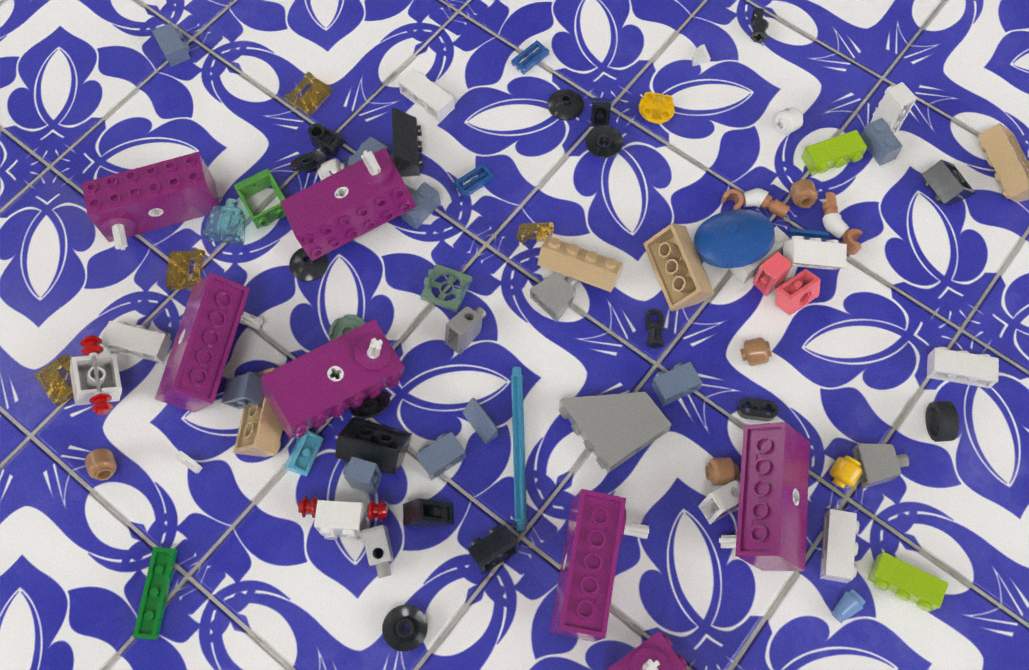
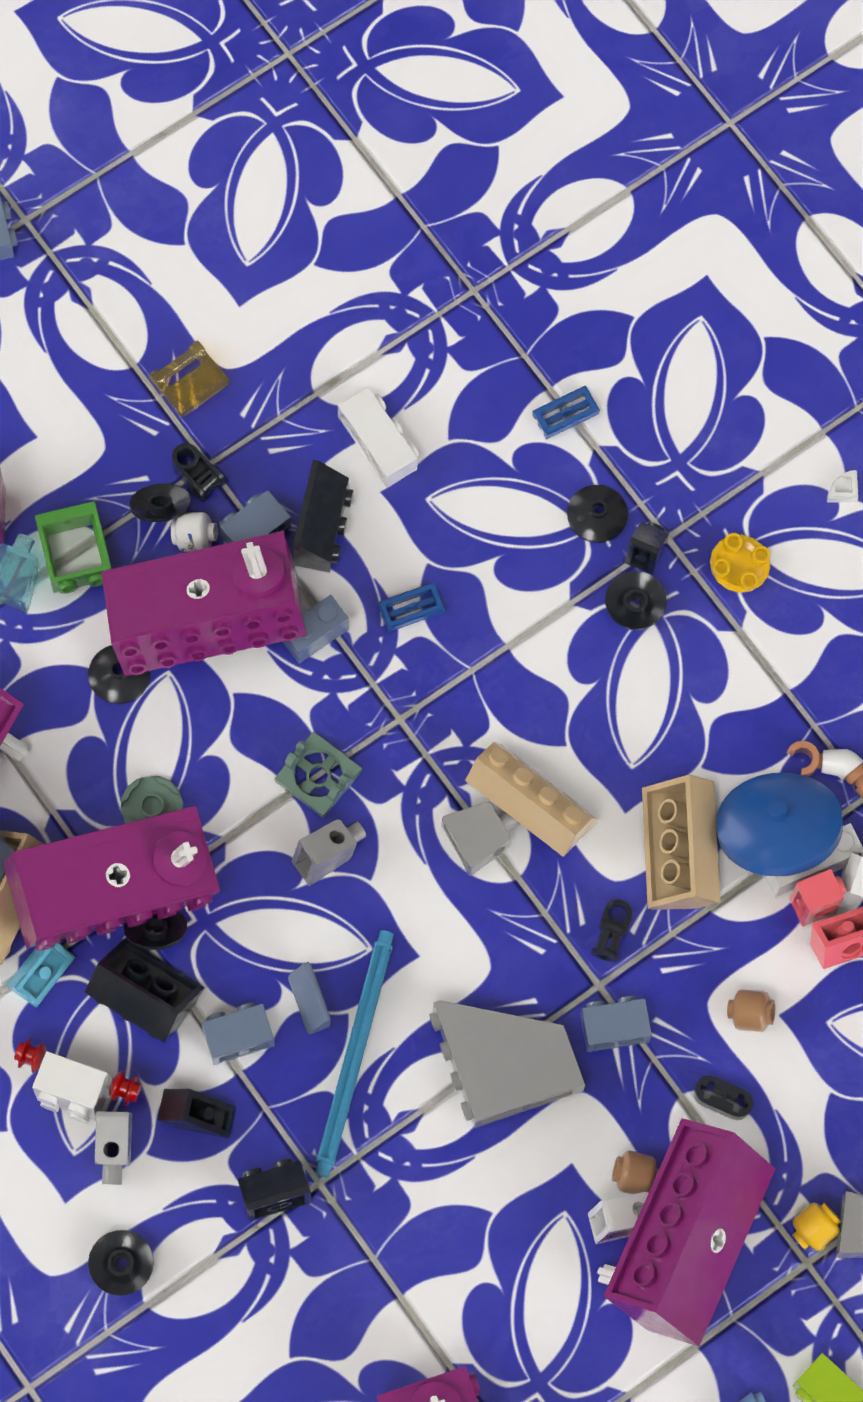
camera: 10 degrees right, 5 degrees up
(362, 475) = (117, 1031): sand blue brick -> none
(536, 231) = (487, 729): clear yellow plate -> none
(590, 563) = (399, 1247): magenta piece -> none
(839, 546) = (766, 1327): white brick -> none

